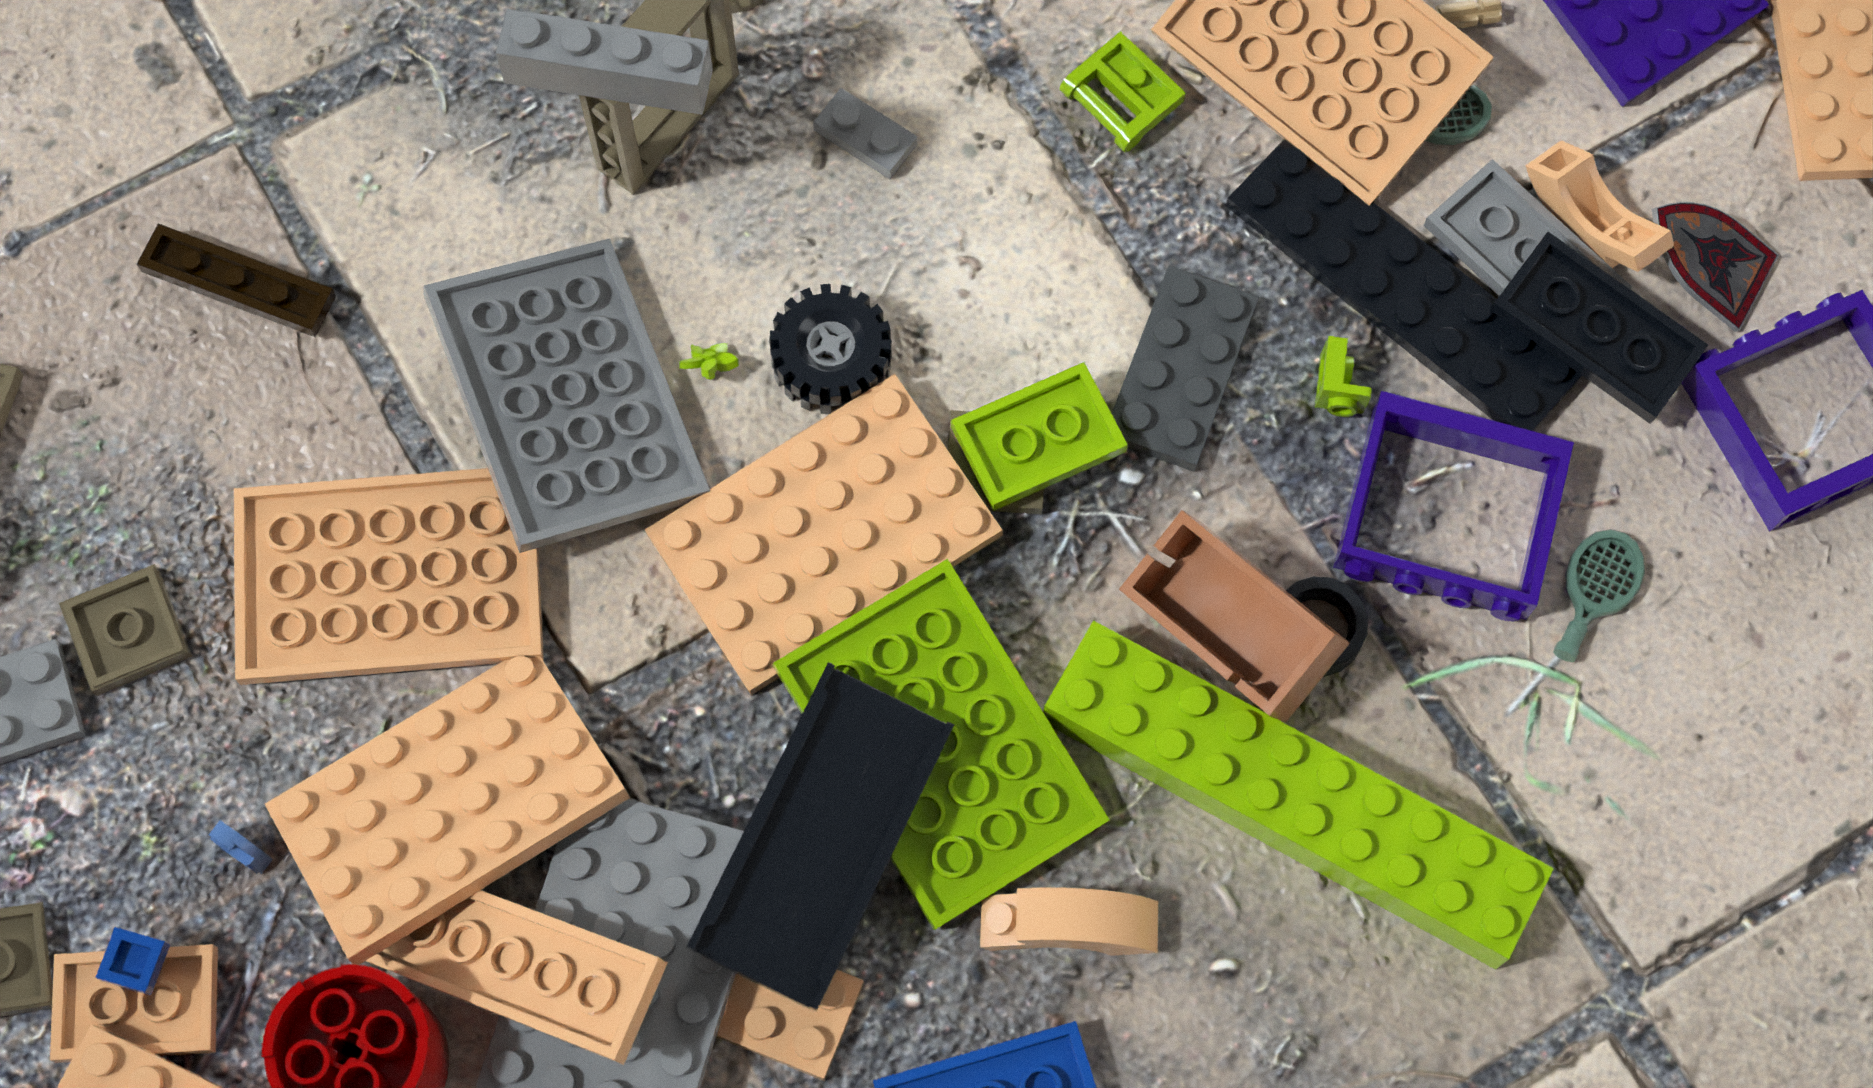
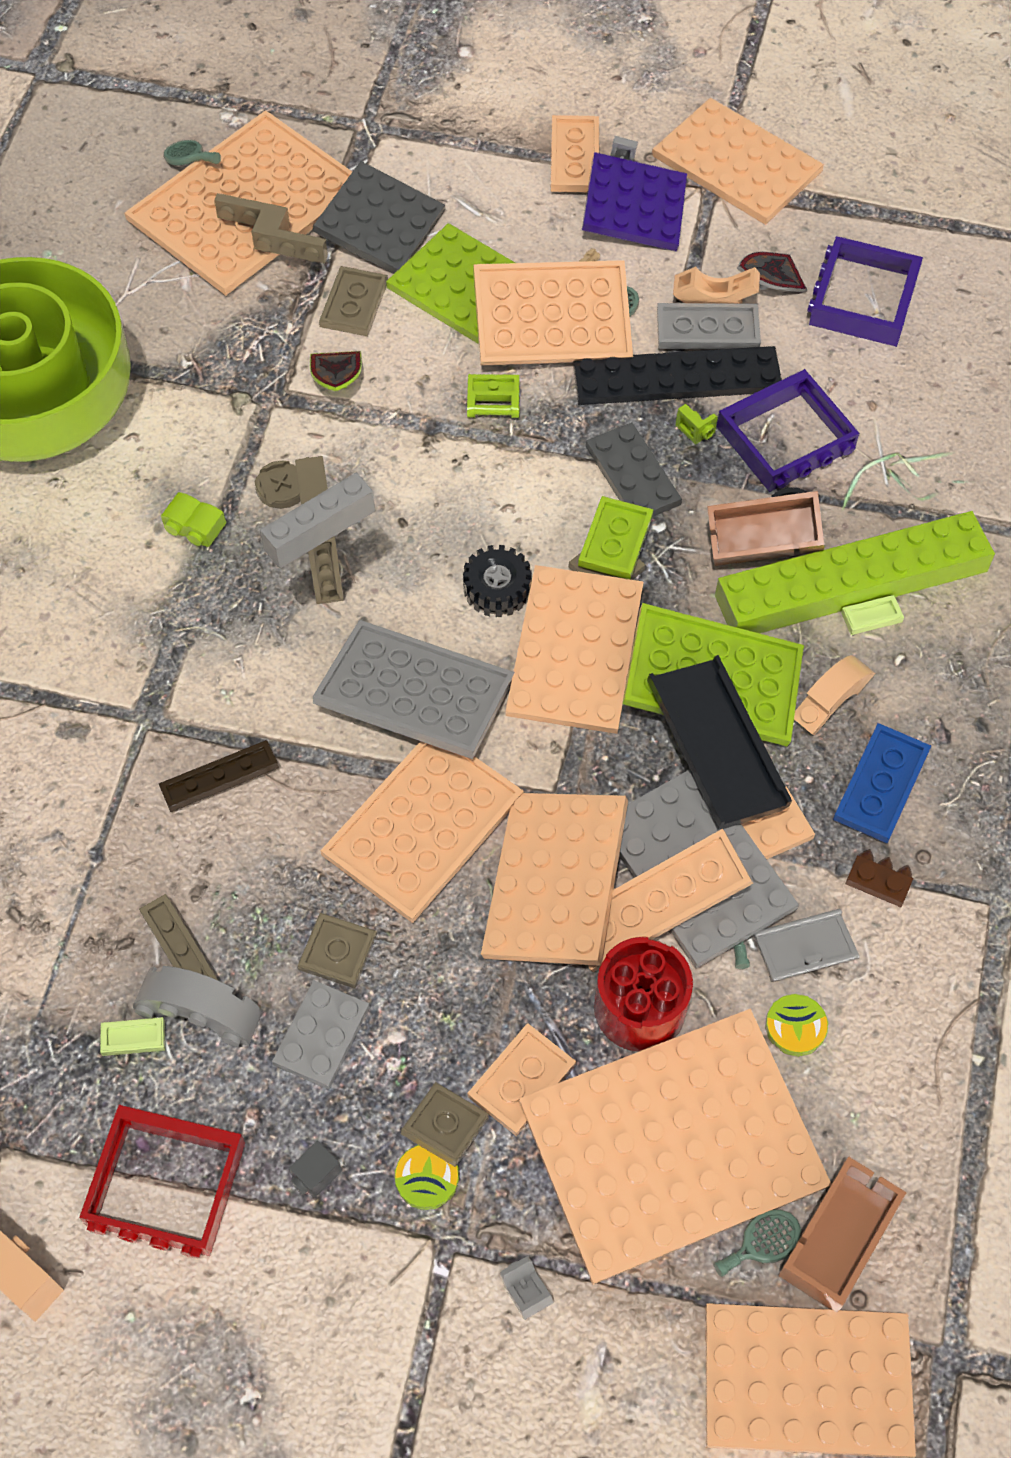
camera: 45 degrees left, 10 degrees down
(132, 961) = (507, 1056): blue plate -> none
(239, 847) = (491, 979): medium blue tile -> none
(710, 360) = (455, 627): lime plant -> none
(865, 133) = (411, 496): light grey plate -> none
(1259, 870) = (872, 614): none -> yellowish green tile
(1568, 646) = (870, 425): sand green piece -> none
(1599, 327) = (765, 324): black plate -> none

